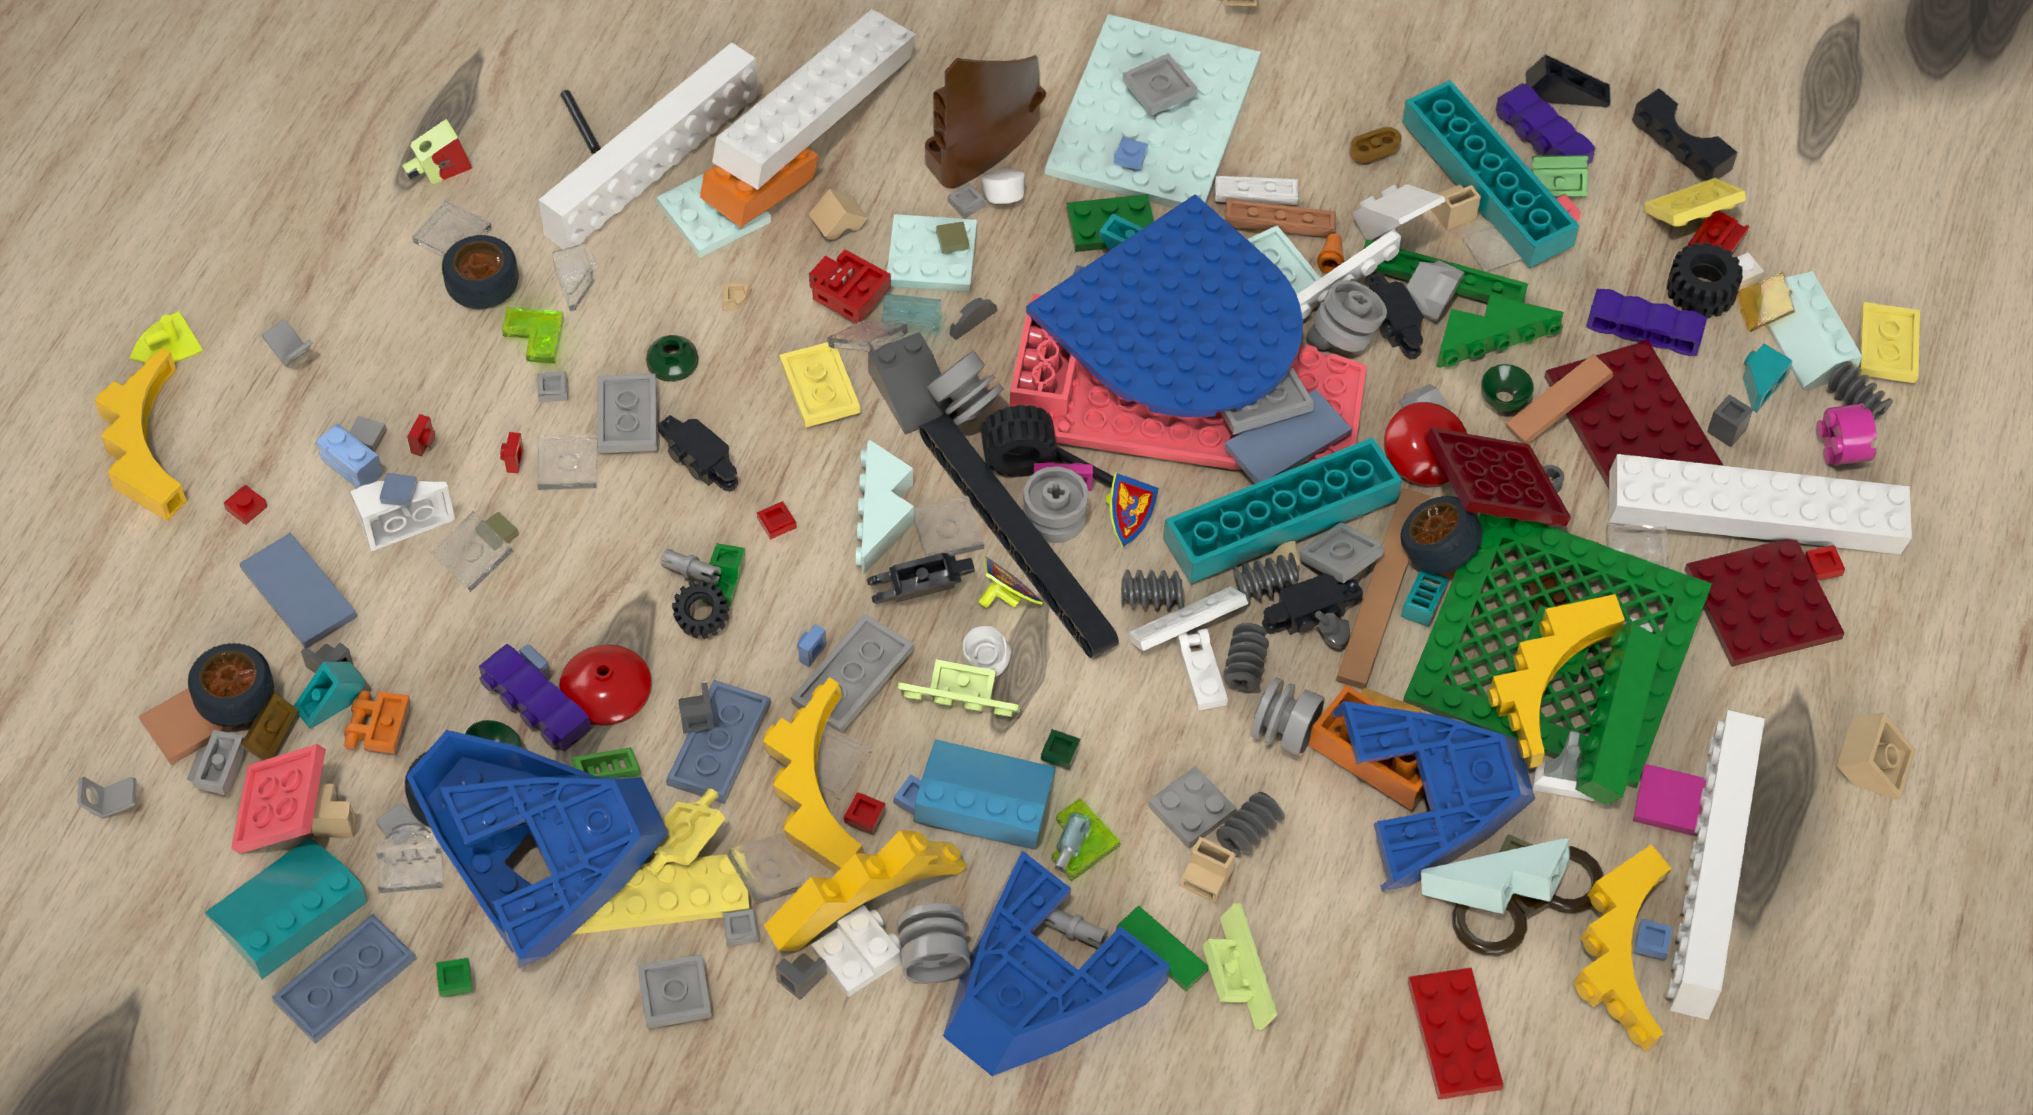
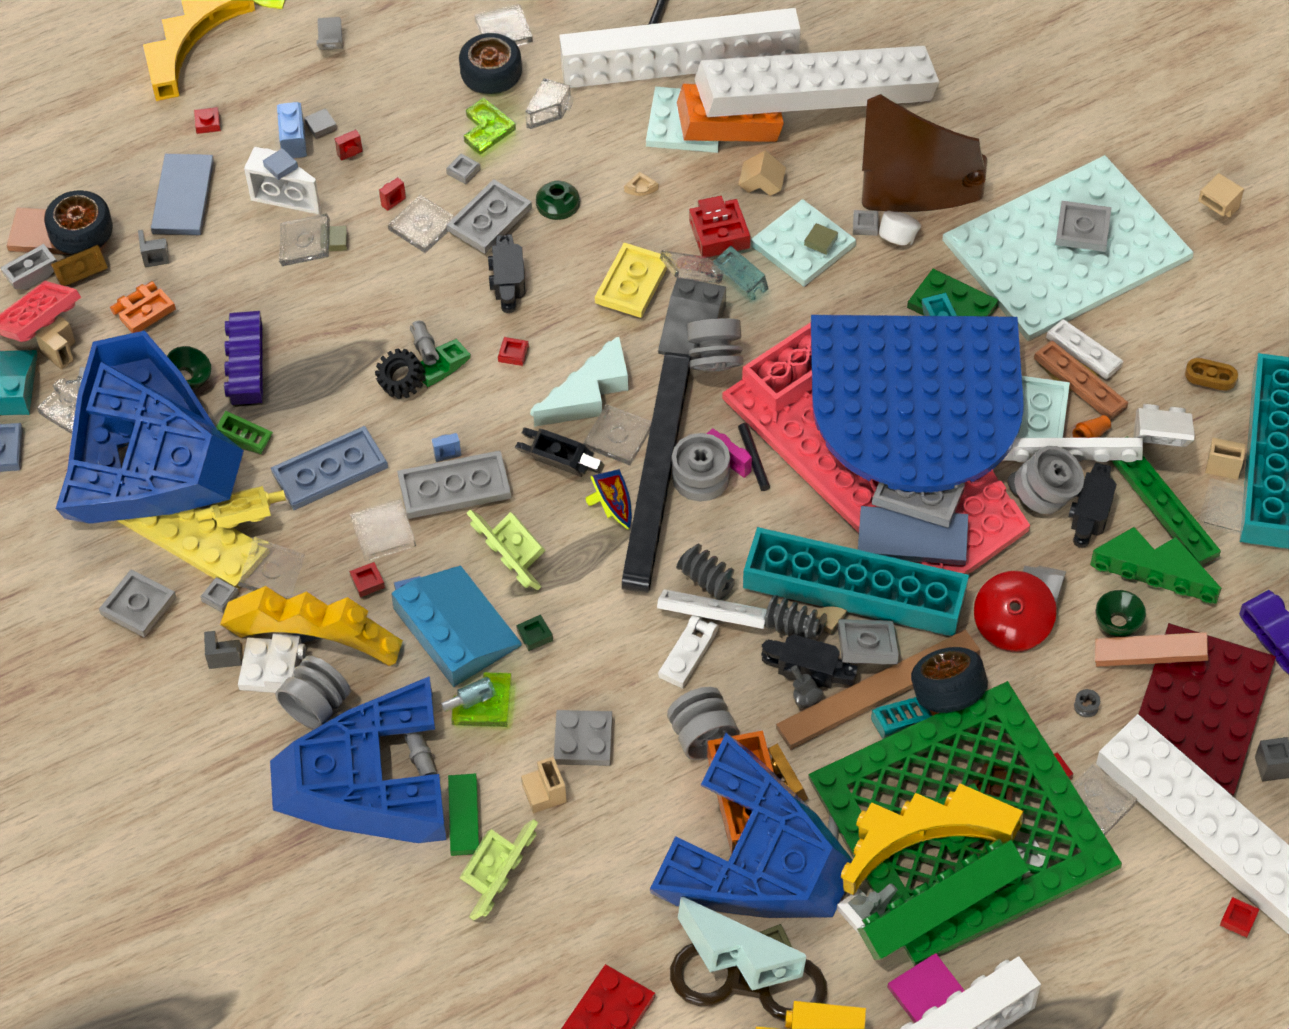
camera: 45 degrees right, 0 degrees up
(329, 692) = (133, 268): teal slope -> none
(454, 977) = (24, 496): green plate -> none
(536, 660) = (267, 336): sand blue tile -> none
(608, 697) = (303, 390): red dish -> none
(696, 712) = (329, 436): dark grey panel -> none
(797, 747) = (365, 504): yellow arch -> none
(973, 314) = (784, 302): dark grey tile -> none
(986, 649) = (554, 531): white hair -> none
(1018, 439) = (715, 403): black tyre -> none
(1130, 506) = (750, 504): shield -> none
(1131, 153) = (1011, 262): medium blue plate -> none
(1246, 657) = (721, 662): dark grey piece -> none
(1250, 823) = (605, 777): dark grey piece -> none
(1434, 287) = (1139, 503): light grey slope -> none
(1498, 477) = (1032, 668): dark red plate -> none
(1765, 602) = (1161, 910): dark red plate -> none

